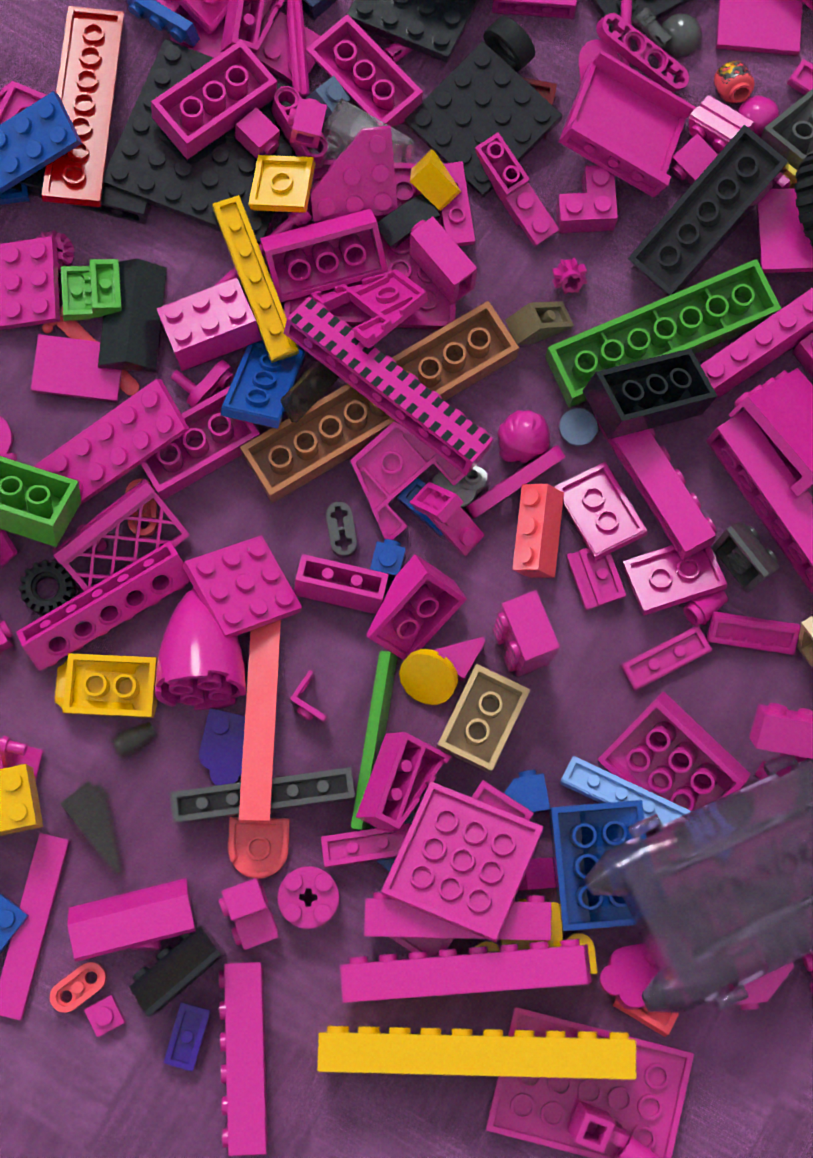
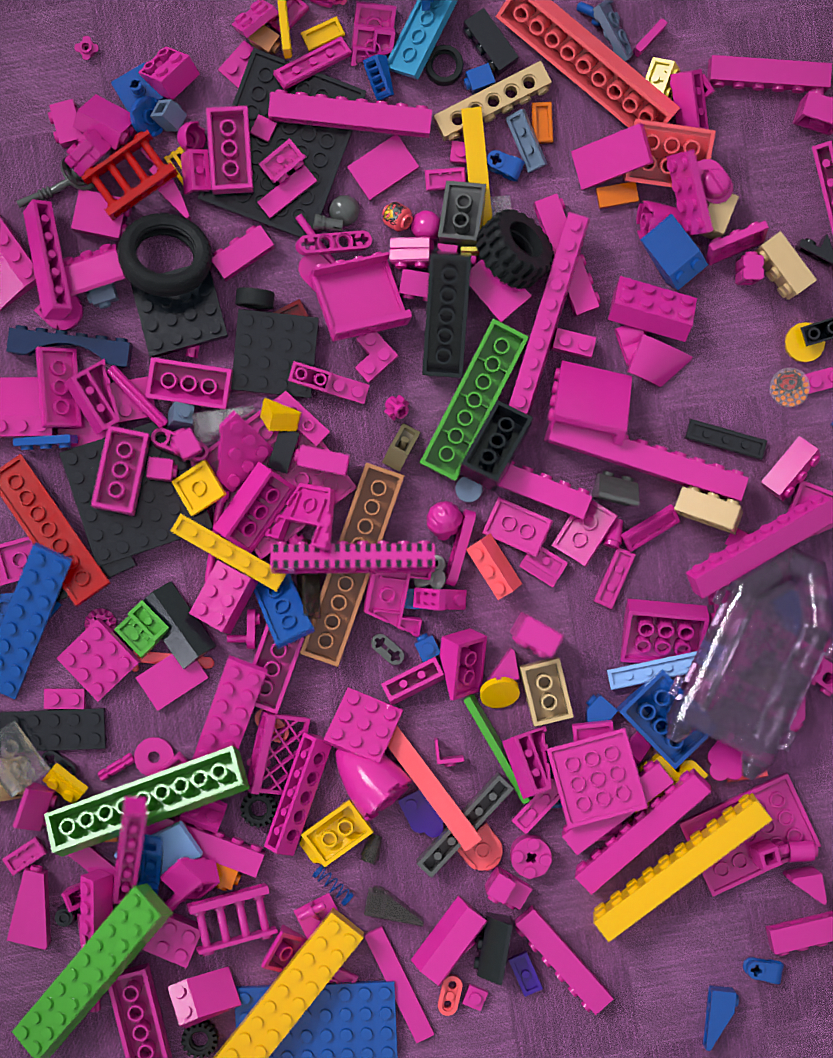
camera: 45 degrees left, 10 degrees up
(50, 716) = (348, 897): none -> blue piece

